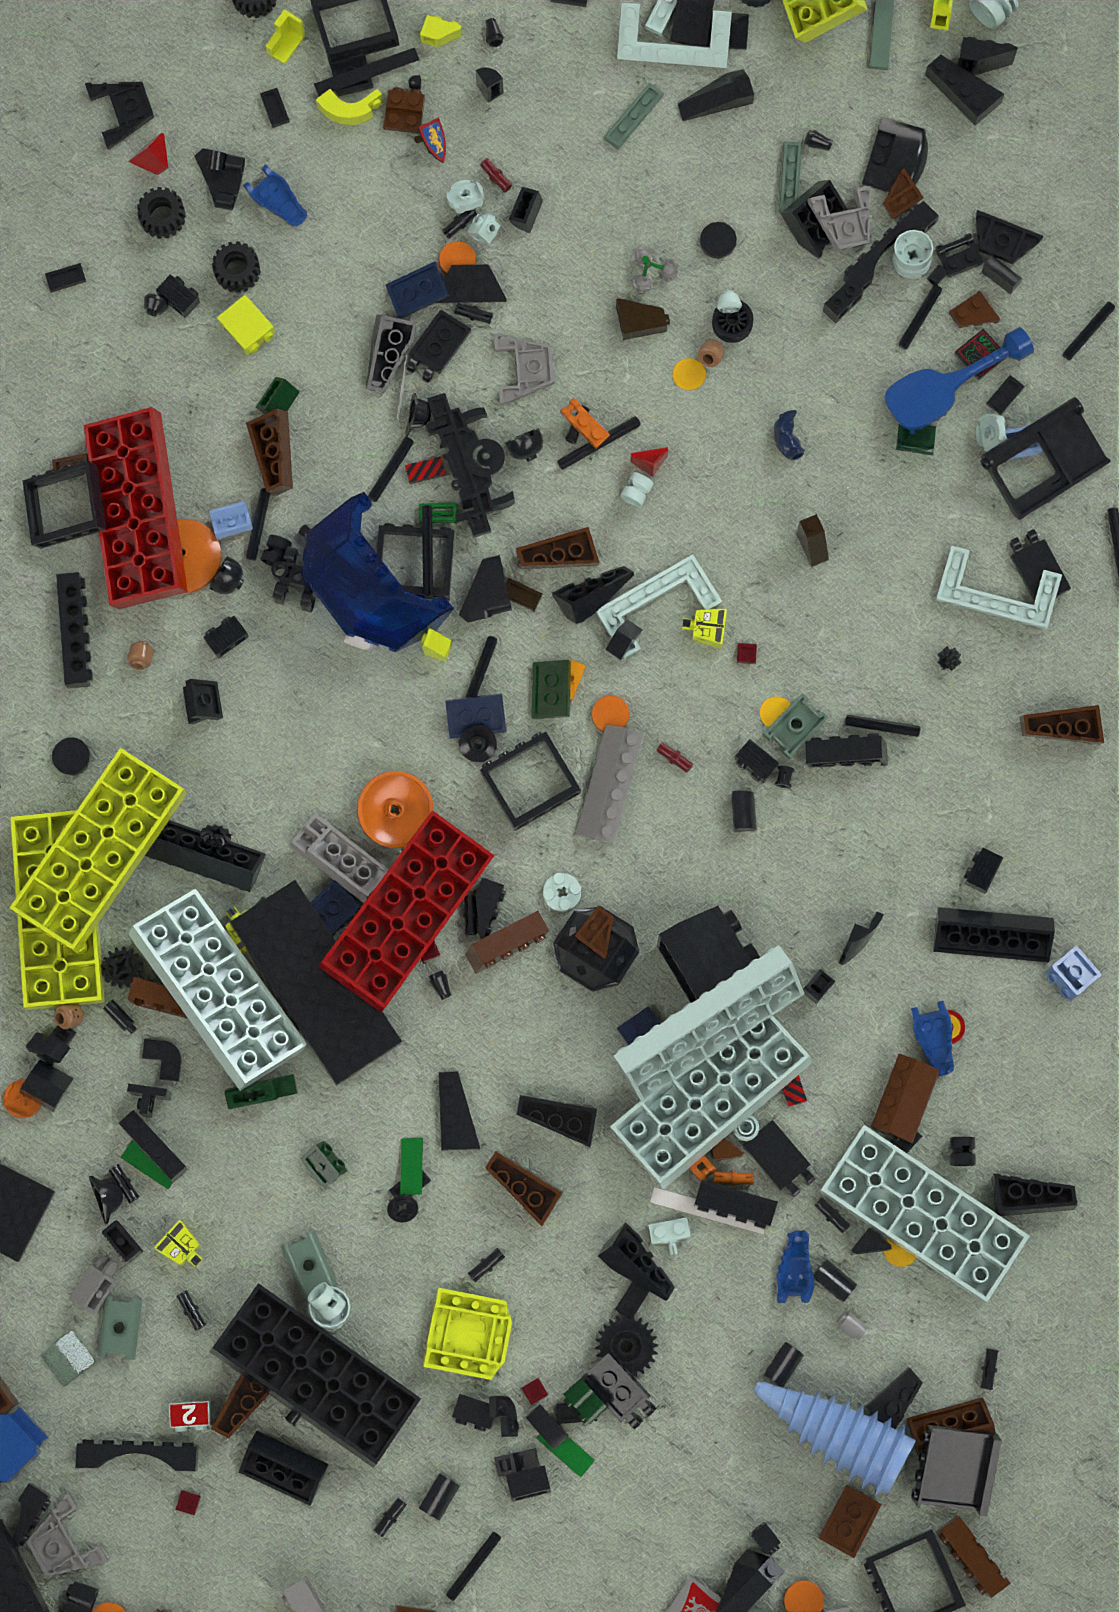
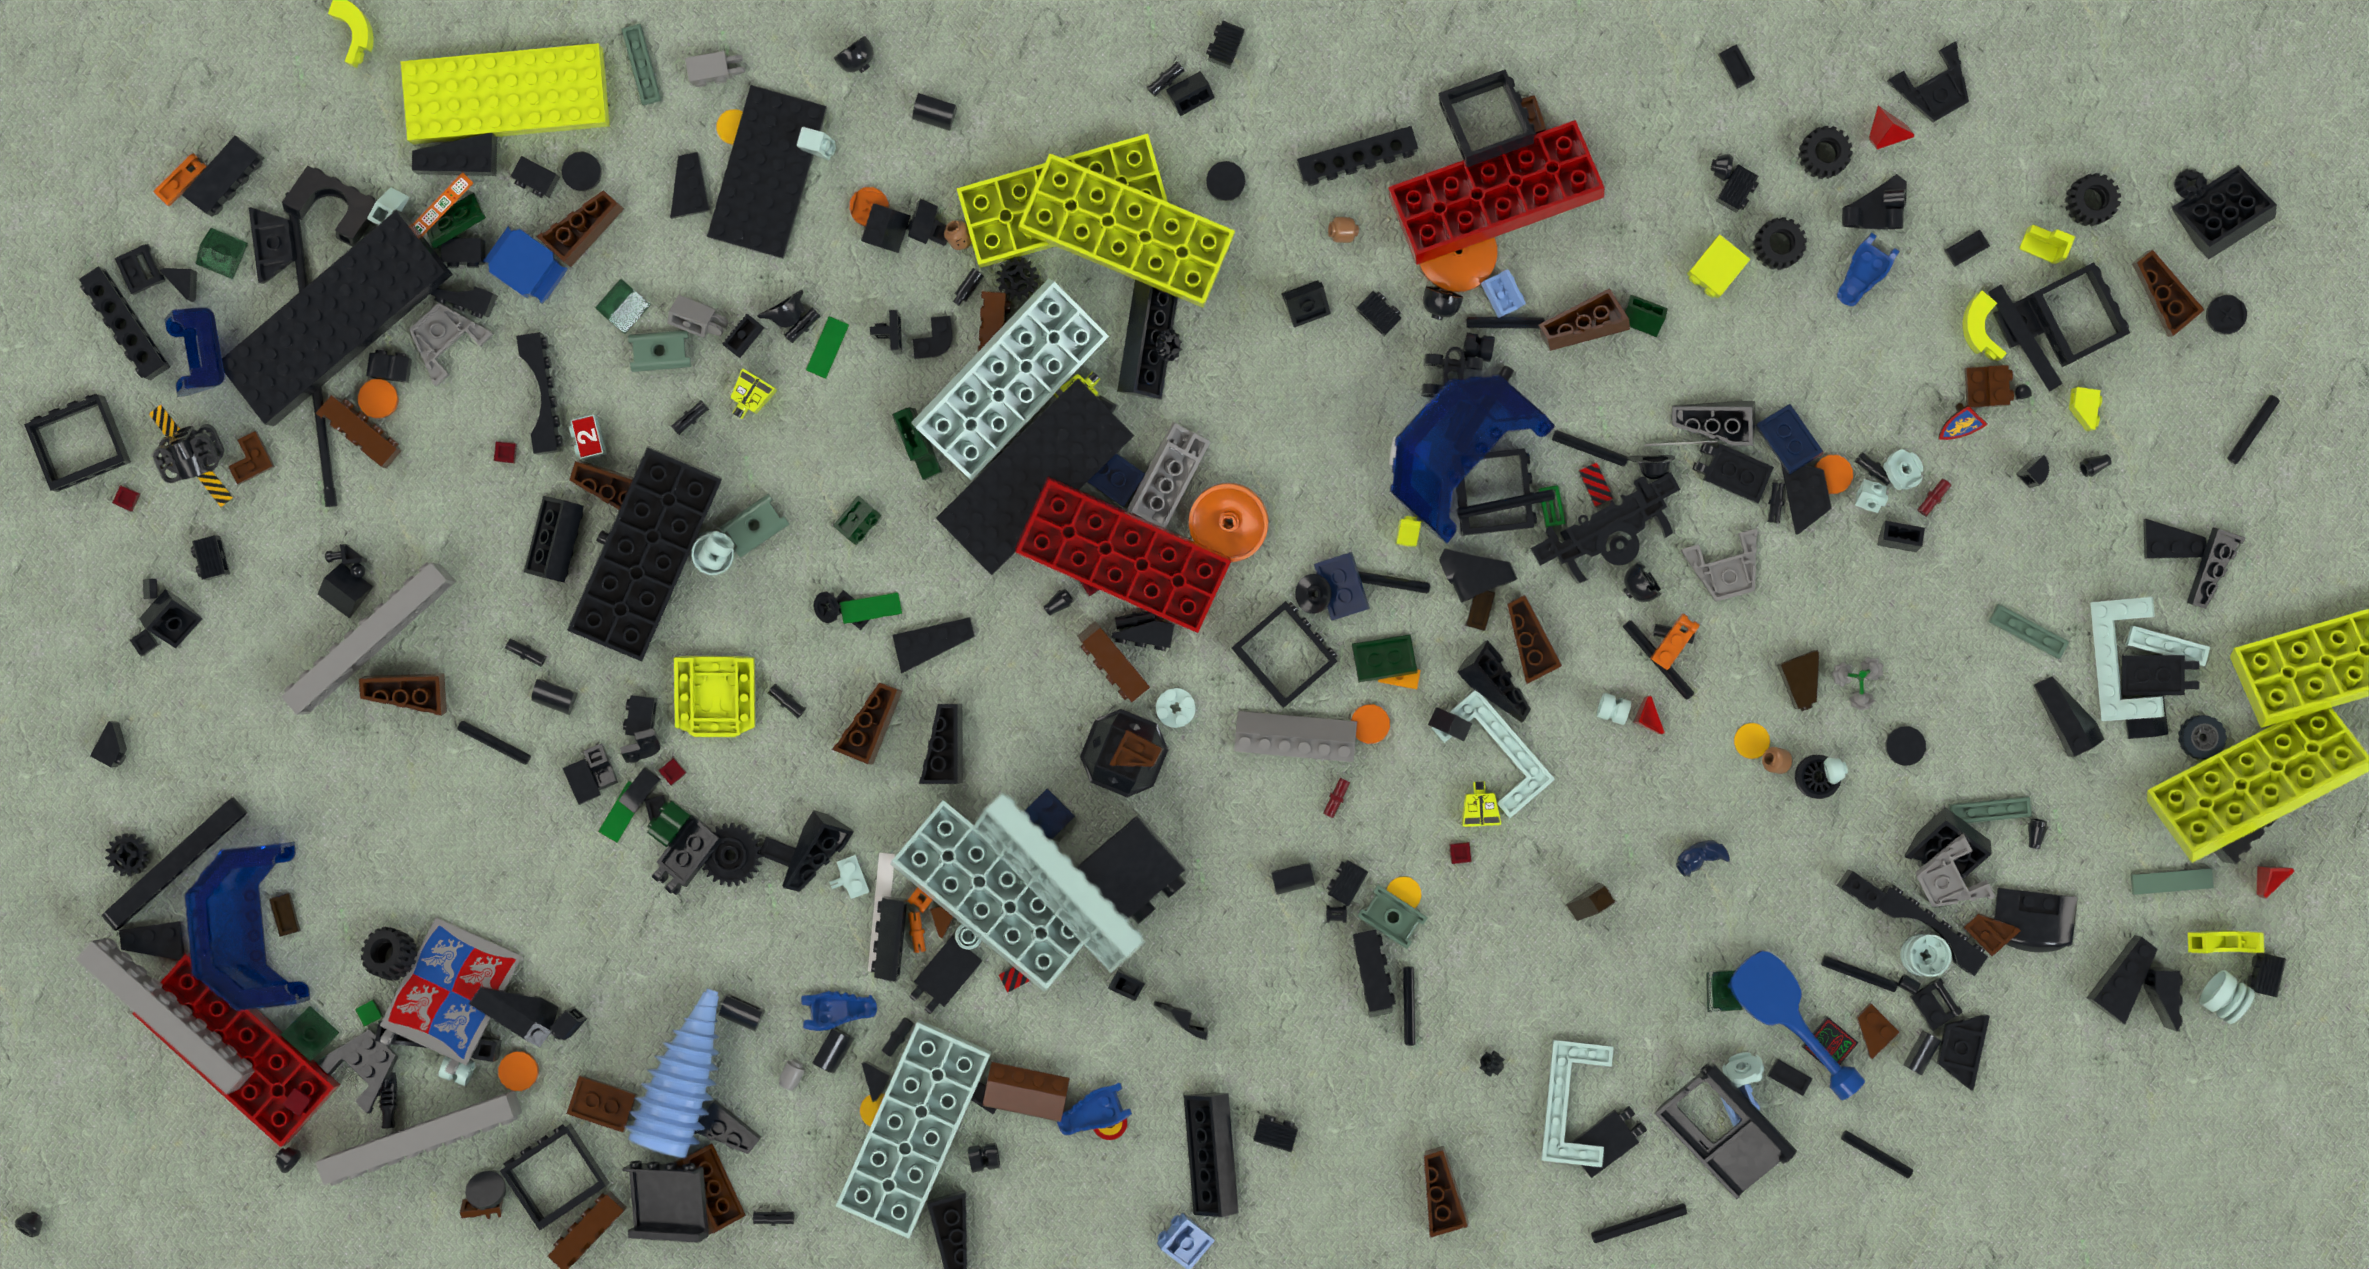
camera: 85 degrees right, 10 degrees up
(153, 1146) = (843, 346): black brick -> none

